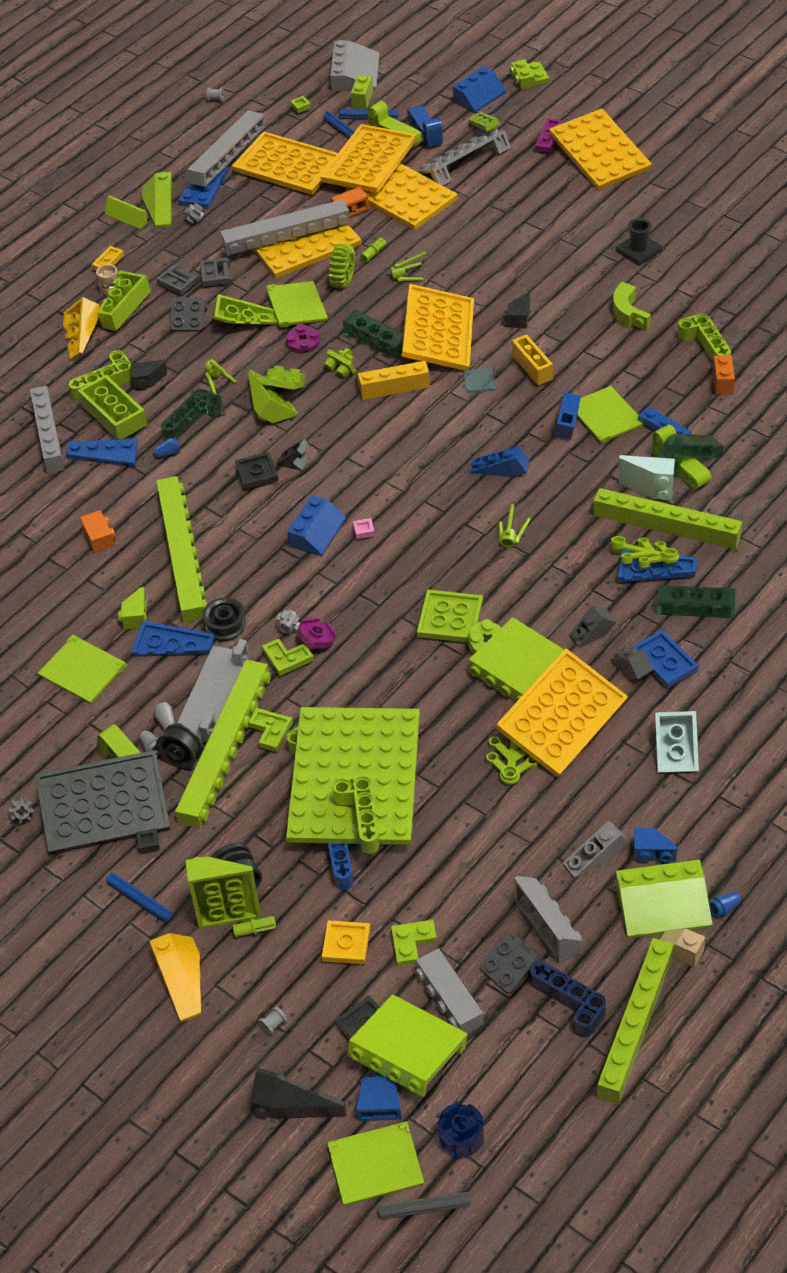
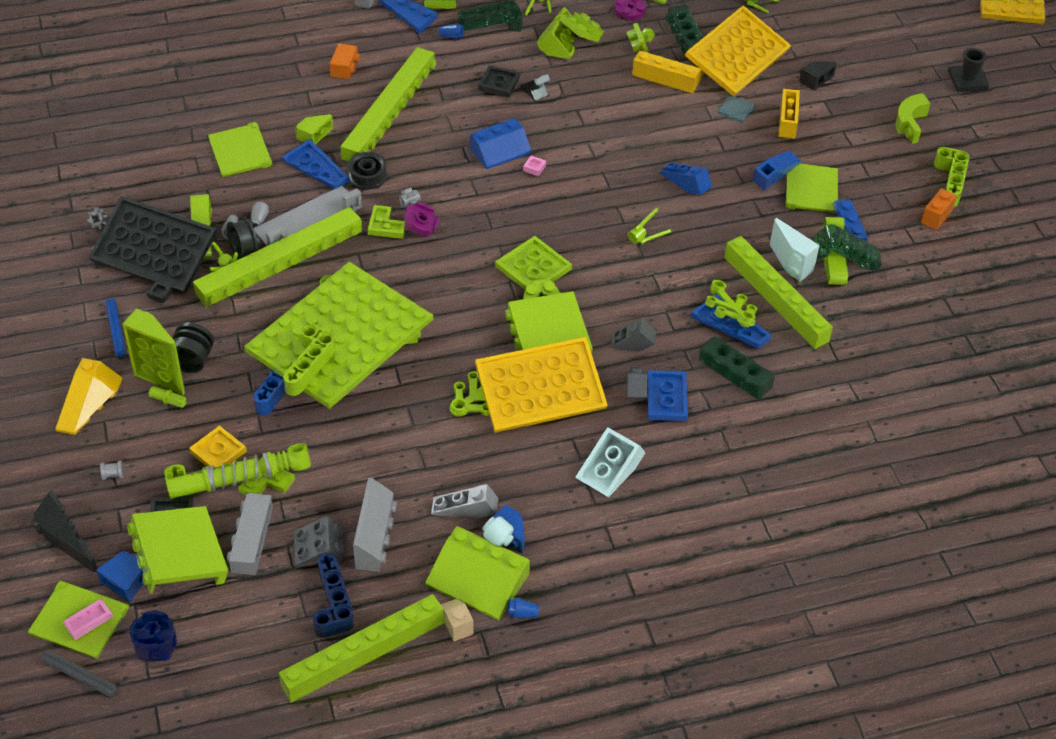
camera: 30 degrees right, 0 degrees up
(181, 775) = (224, 259): none -> lime plant
(274, 727) = (324, 265): lime plate -> none
(352, 990) = (208, 479): none -> lime piece
(389, 1155) = (87, 619): none -> bright pink plate
(654, 853) = (498, 531): none -> light aqua head

